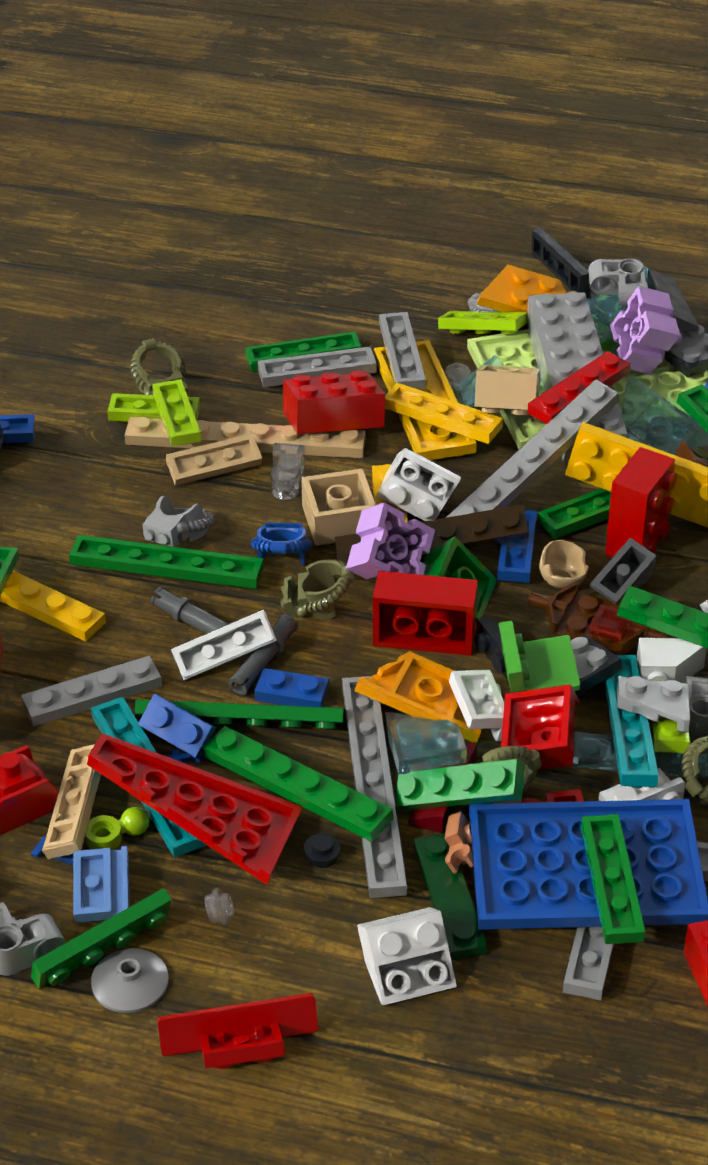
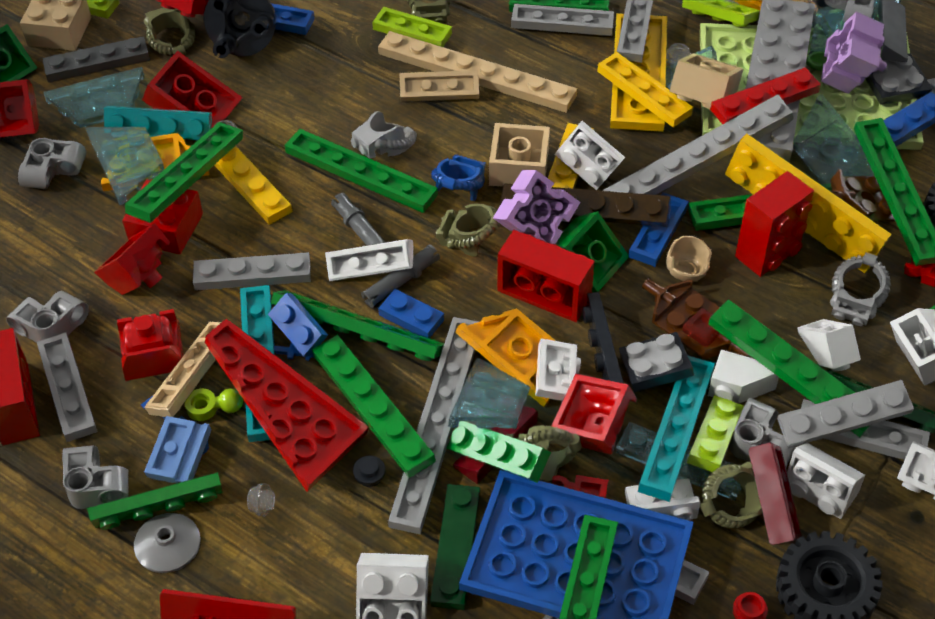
camera: 20 degrees right, 10 degrees up
(176, 413) = (423, 37): lime plate -> none
(287, 470) = (497, 109): clear leg -> none
(333, 402) = (556, 58): red brick -> none
(459, 839) = (479, 498): nougat plate -> none
(537, 662) = (614, 353): bright green bracket -> none
(629, 566) = (737, 282): dark grey slope -> none
(655, 699) = (706, 416): light grey wing -> none

